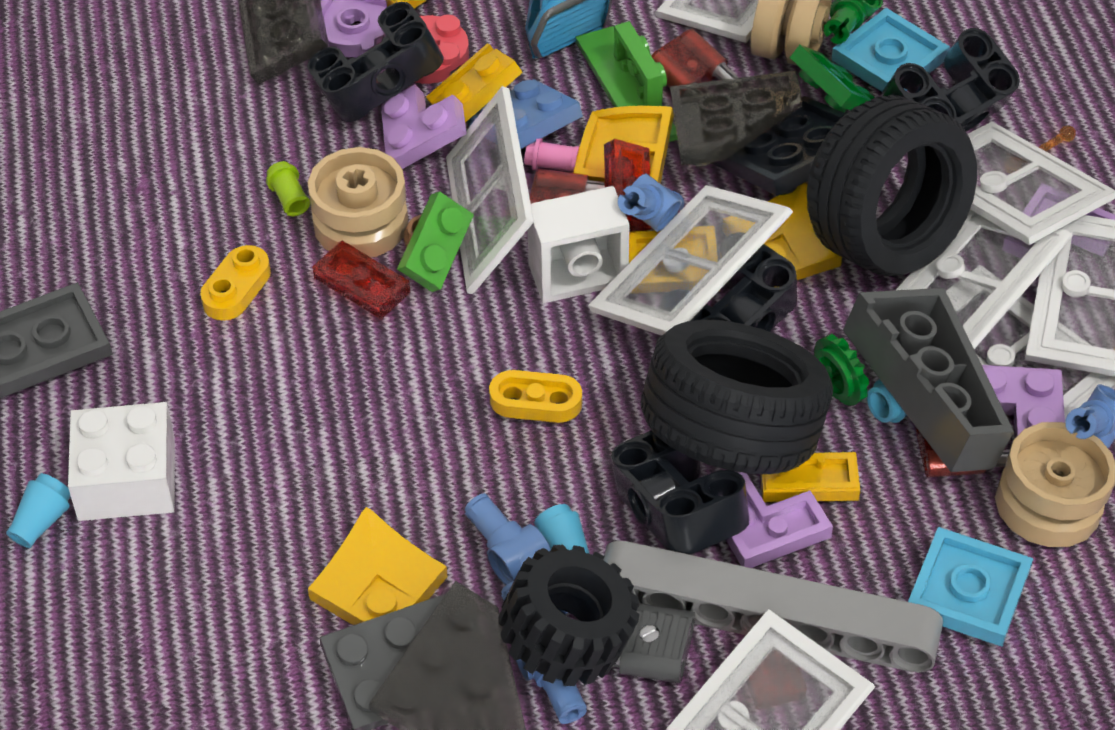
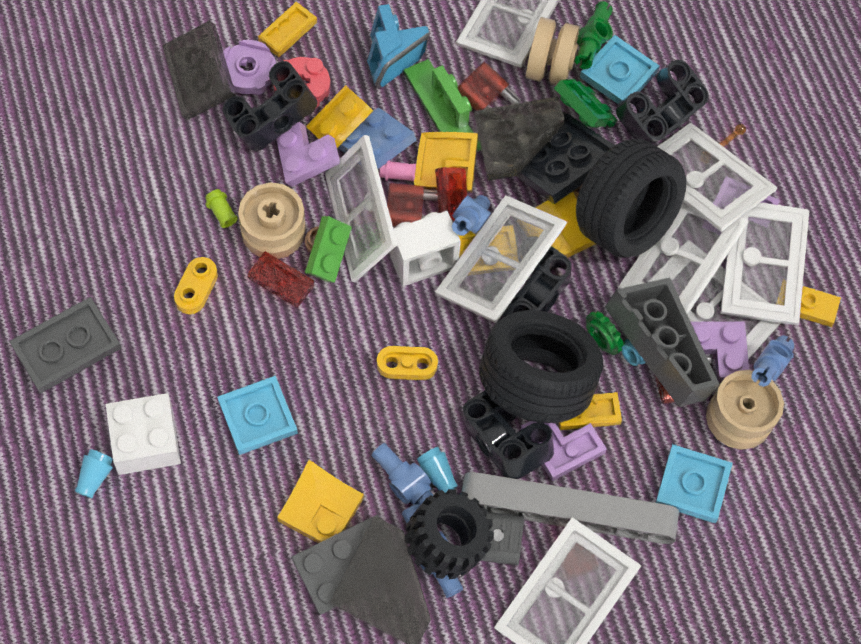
camera: 10 degrees left, 15 degrees up
(298, 450) = (257, 415): none -> medium azure plate

